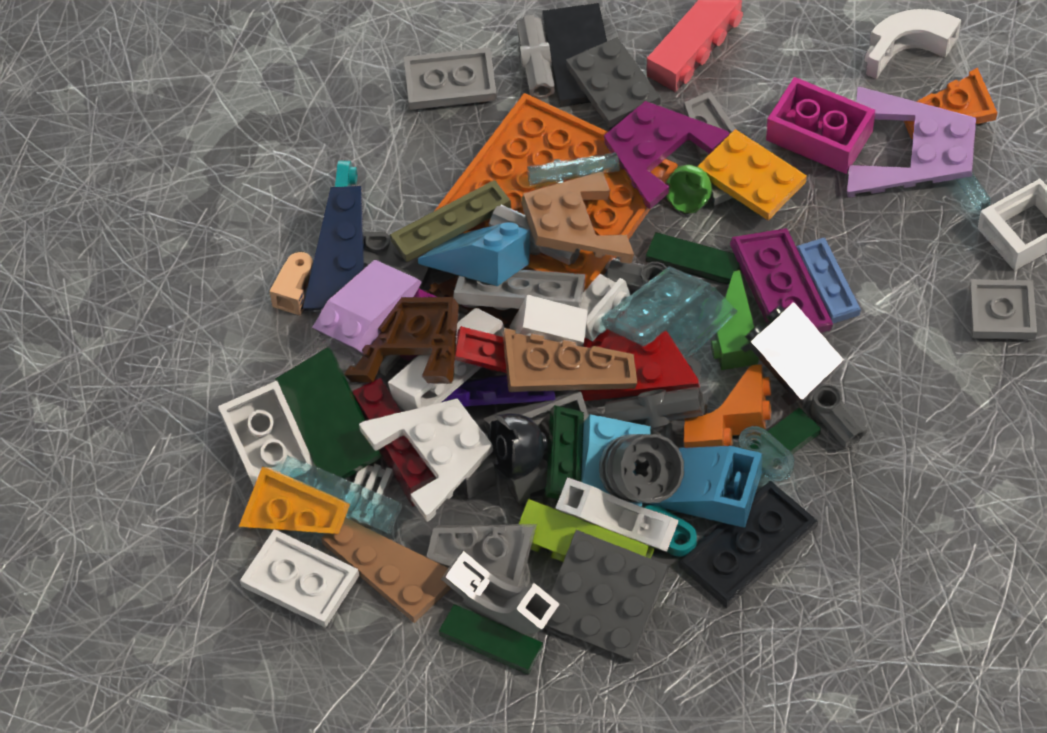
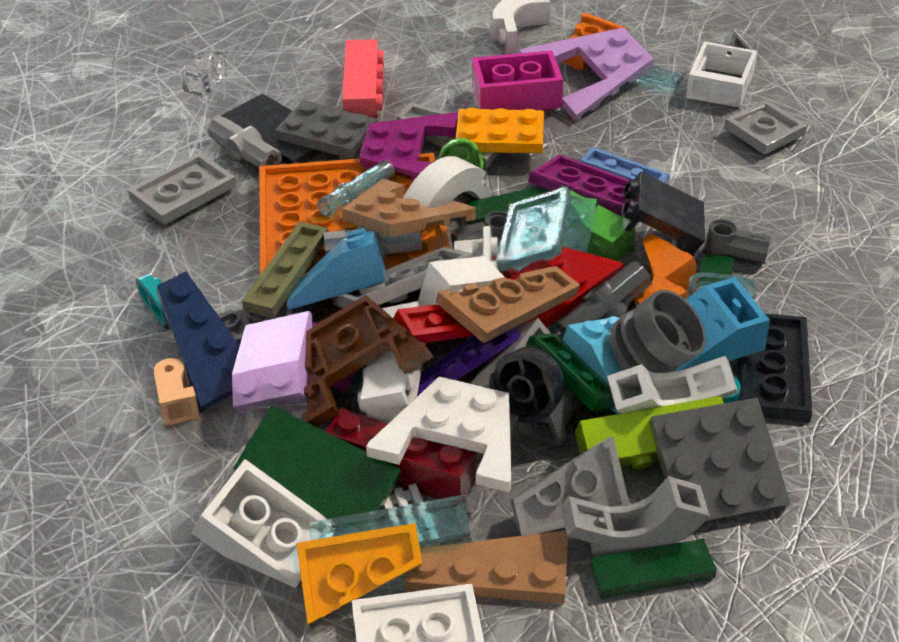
camera: 40 degrees left, 15 degrees down
(639, 210) = (446, 180): none -> white arch

